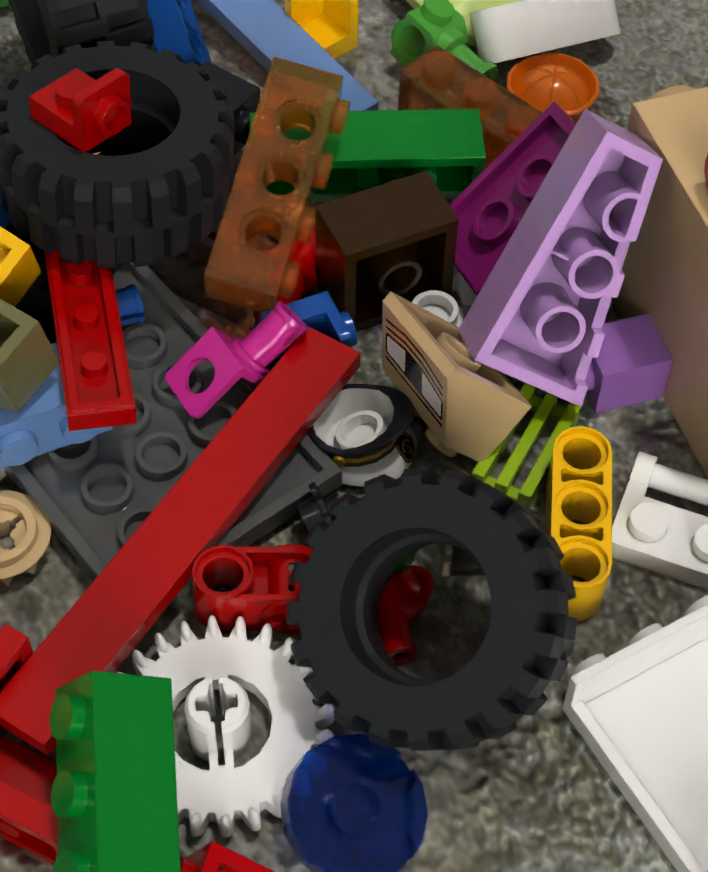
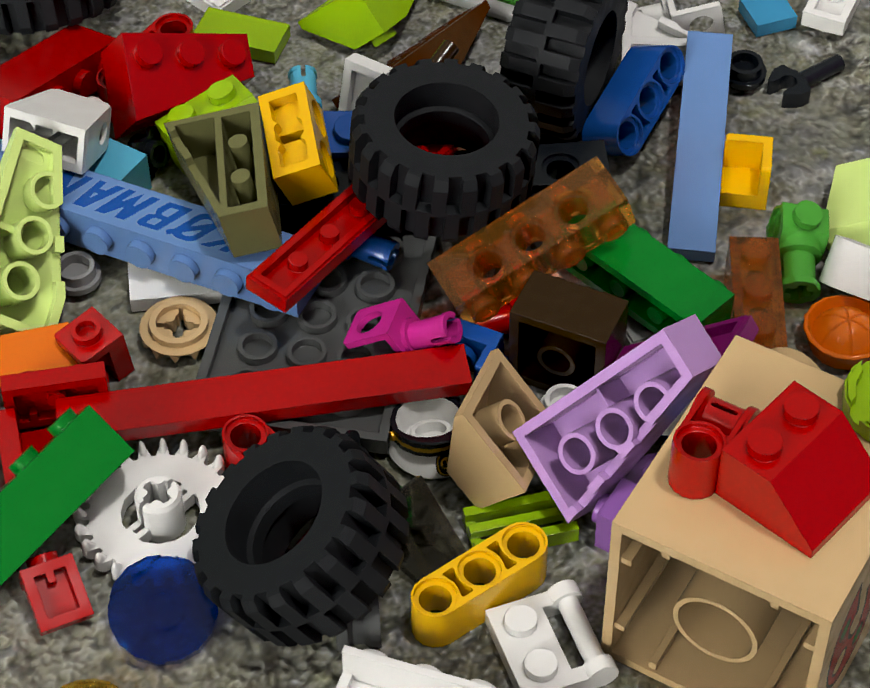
camera: 50 degrees right, 5 degrees down
(84, 108) = (423, 103): red bracket -> none

